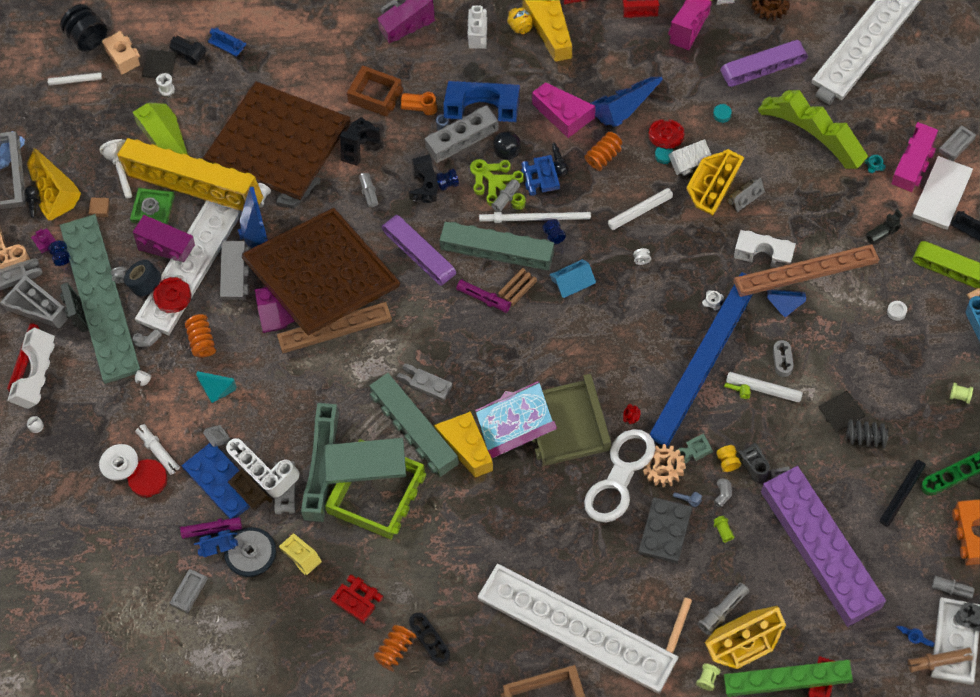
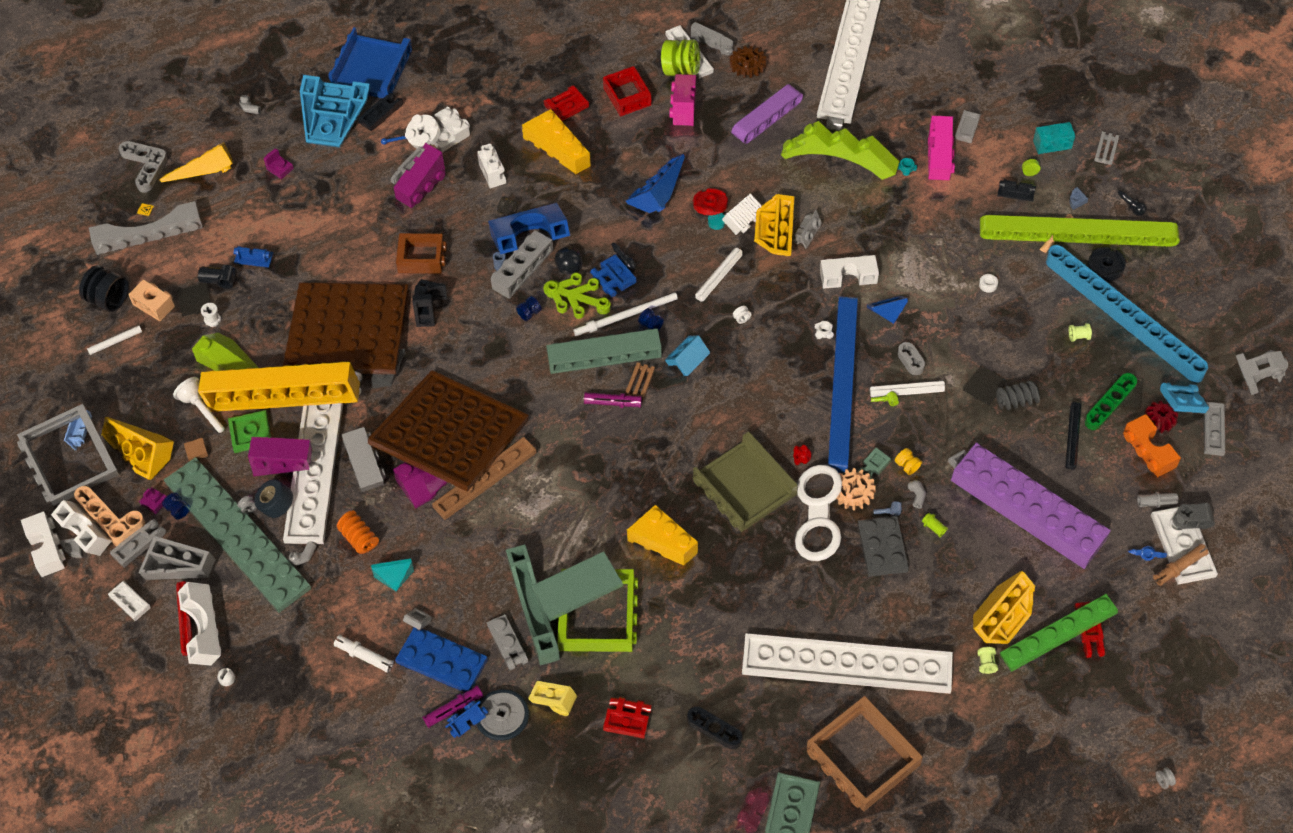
camera: 25 degrees left, 5 degrees down
(32, 194) = (120, 459): black bar -> none
(74, 307) = (216, 550): pearl dark grey plate -> none
(113, 457) = (329, 672): white dish -> none
(143, 377) = (316, 591): white hinge -> none
(148, 202) = (247, 426): light grey plate -> none
(148, 478) = (365, 684): red tile -> none
(172, 295) = (311, 504): red tile -> none
(188, 591) = (458, 775): light grey tile -> none
(249, 489) = (475, 655): dark brown panel -> none
(251, 222) = (362, 408): blue wedge -> none
(256, 467) = (474, 629): white beam -> none
(368, 190) = (457, 343): light grey axle -> none
(392, 646) = (685, 746): orange piece -> none
(414, 425) = (604, 537): sand green brick -> none
(419, 250) = (531, 380): medium lavender beam -> none
(420, 102) = (474, 248): orange piece -> none
(423, 168) = (504, 306): black tile -> none
(425, 382) = (595, 496): light grey hinge -> none
(505, 195) = (591, 304): light grey axle -> none
(515, 419) = (699, 496): sticker -> none
(520, 20) = (528, 147): yellow head -> none
(562, 109) = (605, 211): dark pink wedge -> none
(603, 150) = (662, 235): orange piece -> none
(678, 625) = (936, 624): light nougat bar -> none
(717, 615) = (967, 602): light grey pin -> none
(722, 113) = (751, 168): teal tile -> none
(754, 459) = (931, 454): dark grey piece -> none
(806, 270) = (894, 275): nougat tile -> none
(890, 226) = (946, 215): pearl dark grey bar -> none
(942, 193) = (976, 171): white tile -> none

